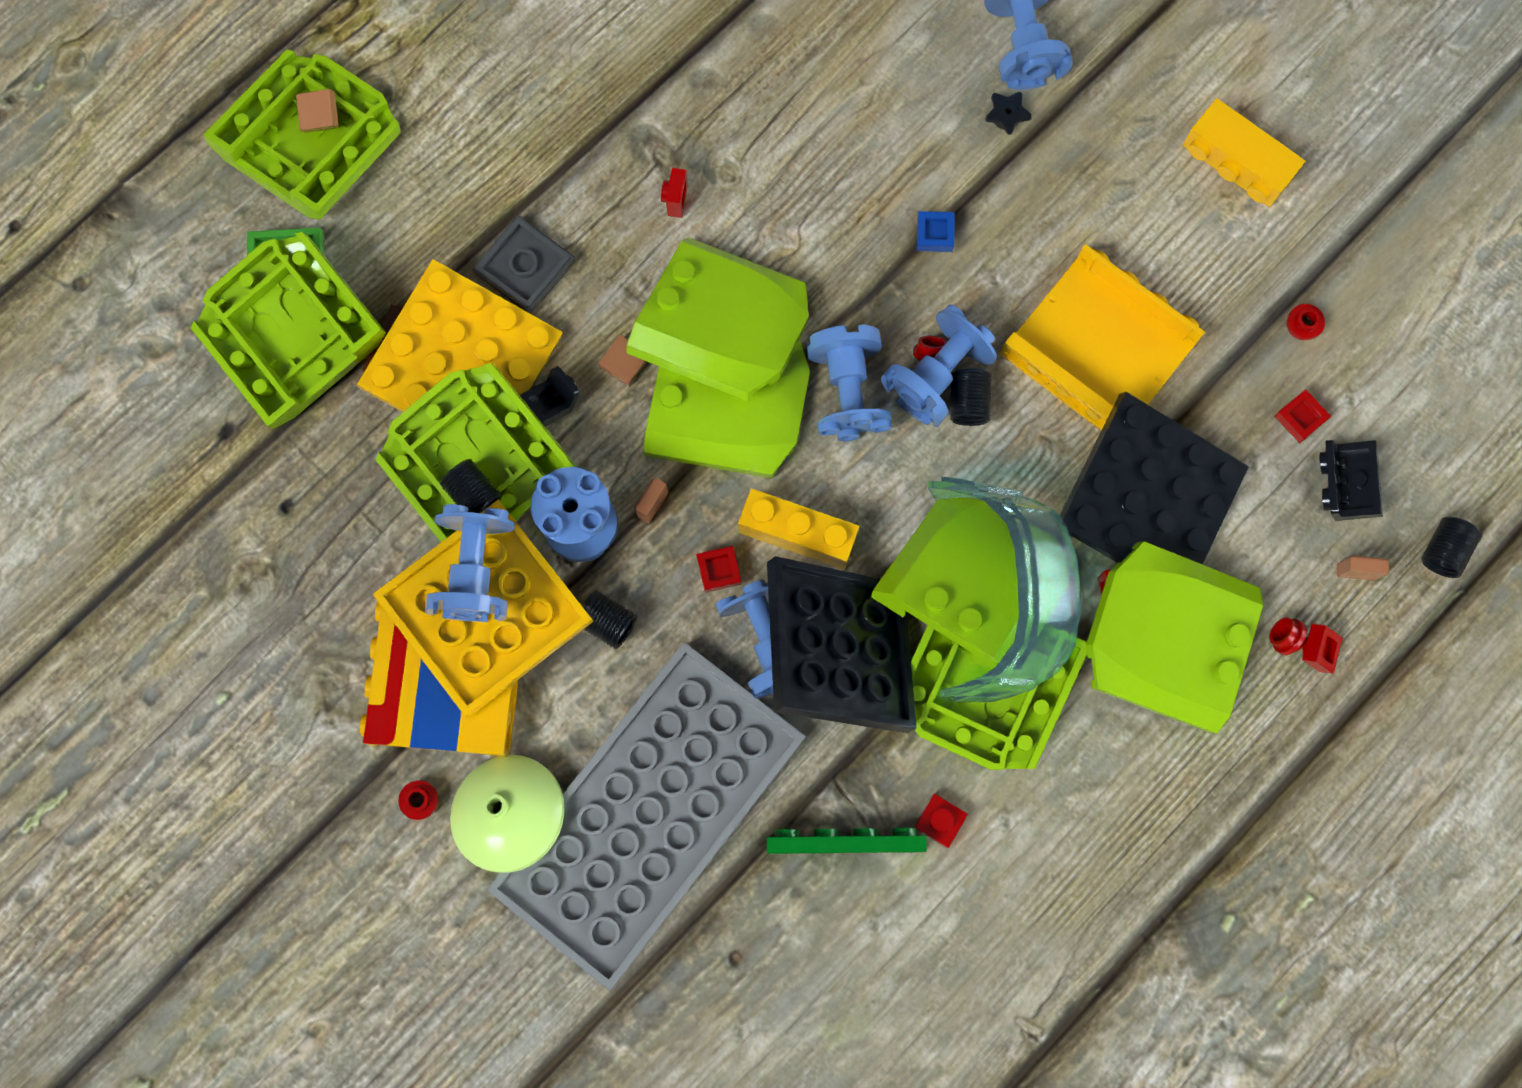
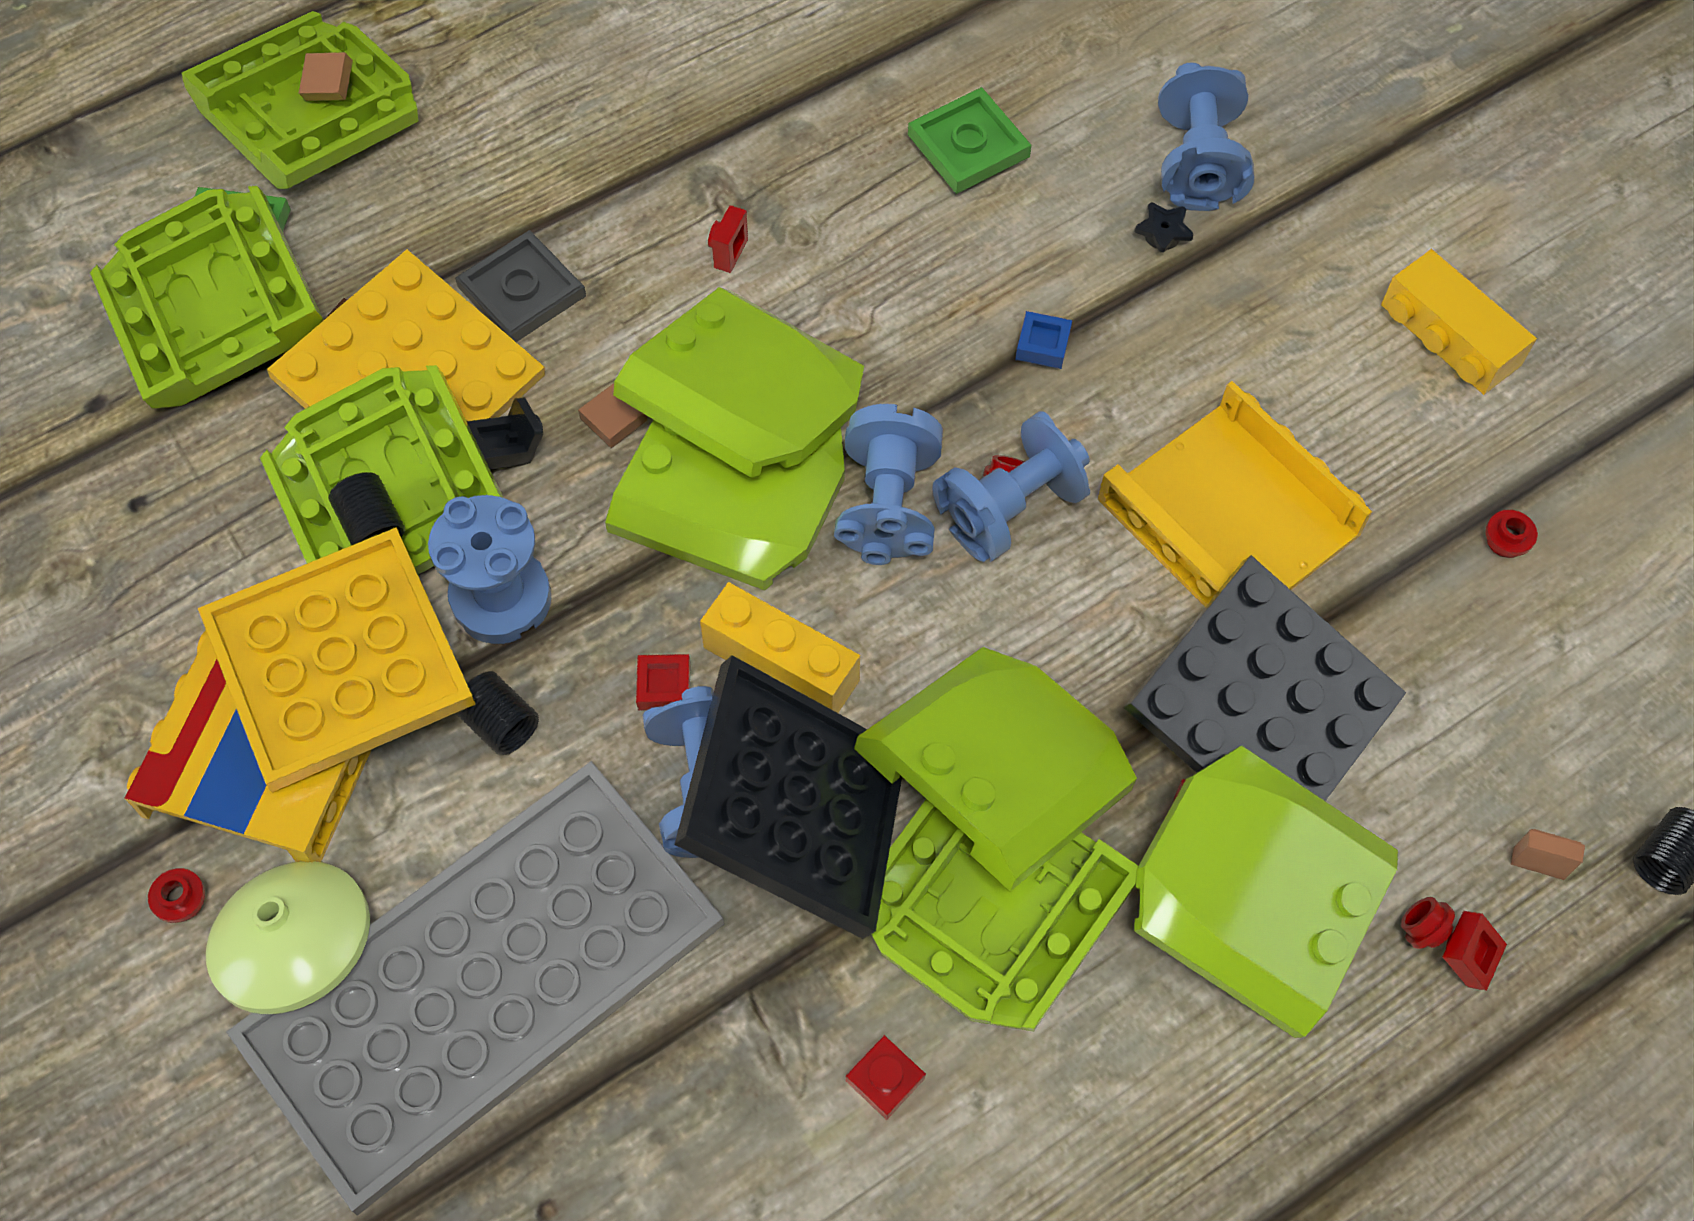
camera: 10 degrees right, 15 degrees down
(469, 580) = (313, 621): medium blue piece -> none
(651, 500) = (598, 580): nougat tile -> none
(841, 64) = (969, 140): none -> bright green plate
(863, 841) = (720, 1071): green plate -> none
(970, 397) = (1046, 536): black piece -> none
(1046, 592) = (1089, 789): clear light blue piece -> none
(1302, 416) = (1490, 645): red plate -> none
(1352, 480) = (1547, 737): black bracket -> none

